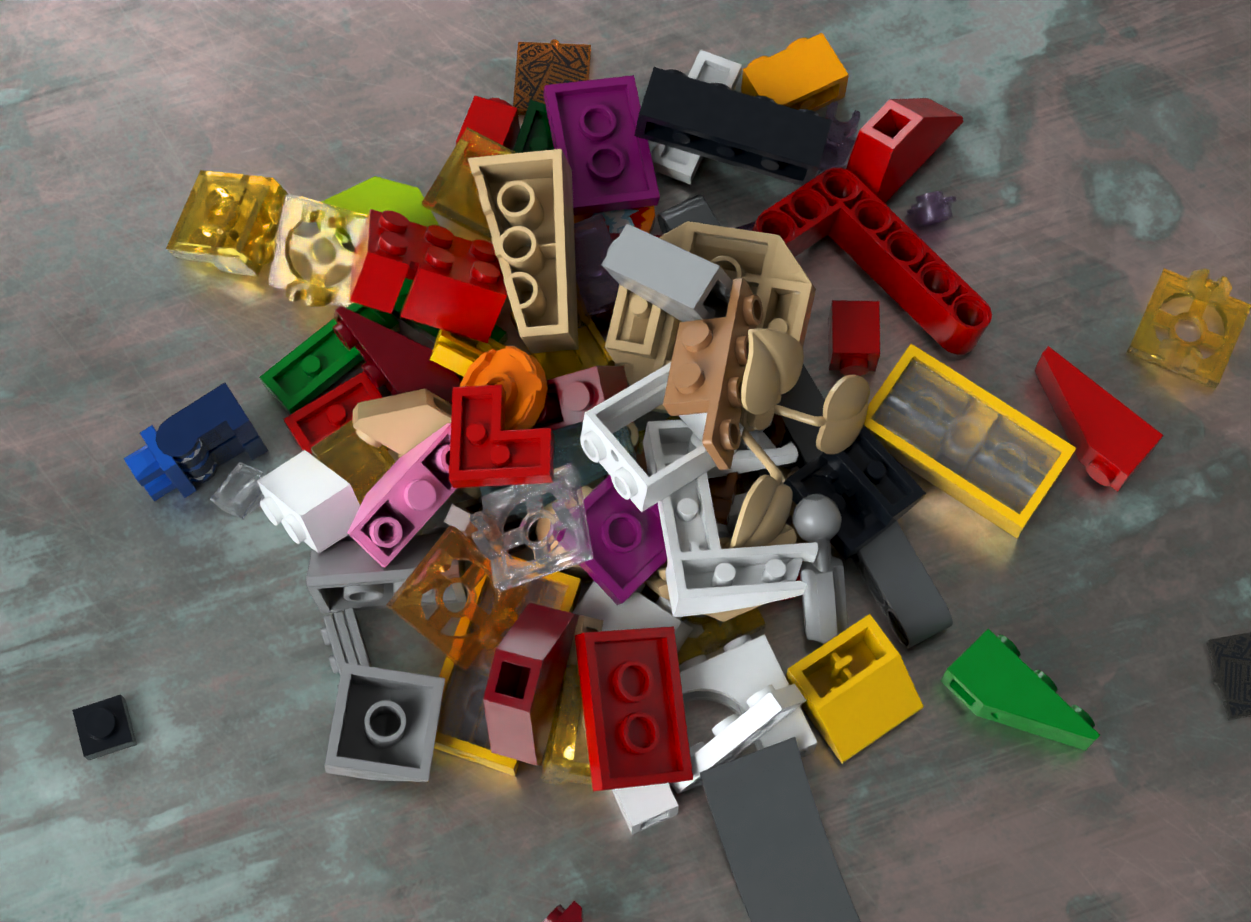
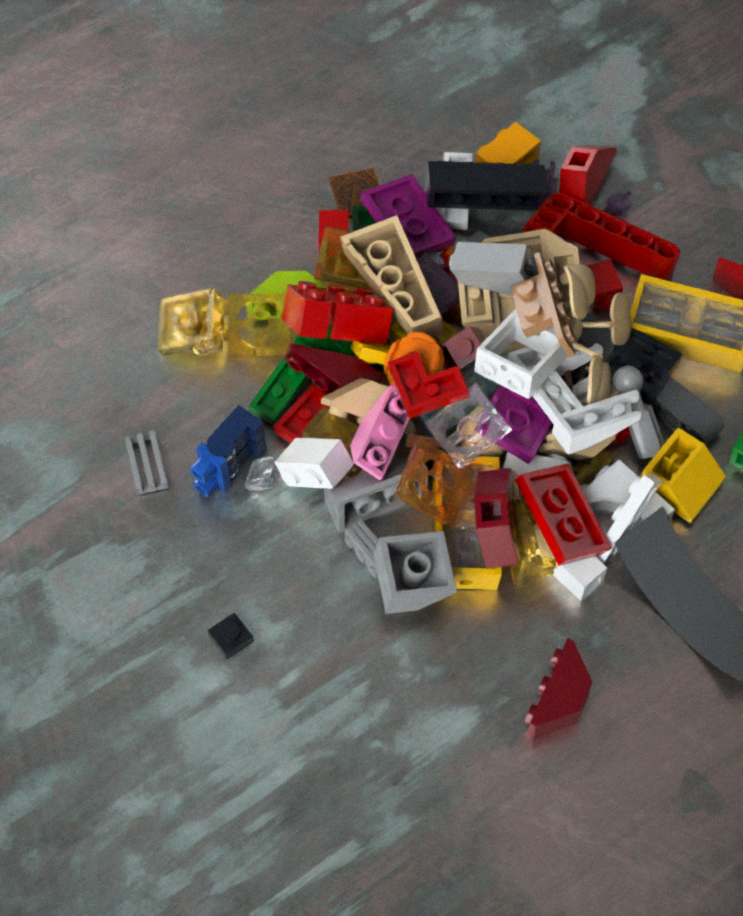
camera: 20 degrees left, 10 degrees down
(70, 416) = (140, 441): none -> light grey tile

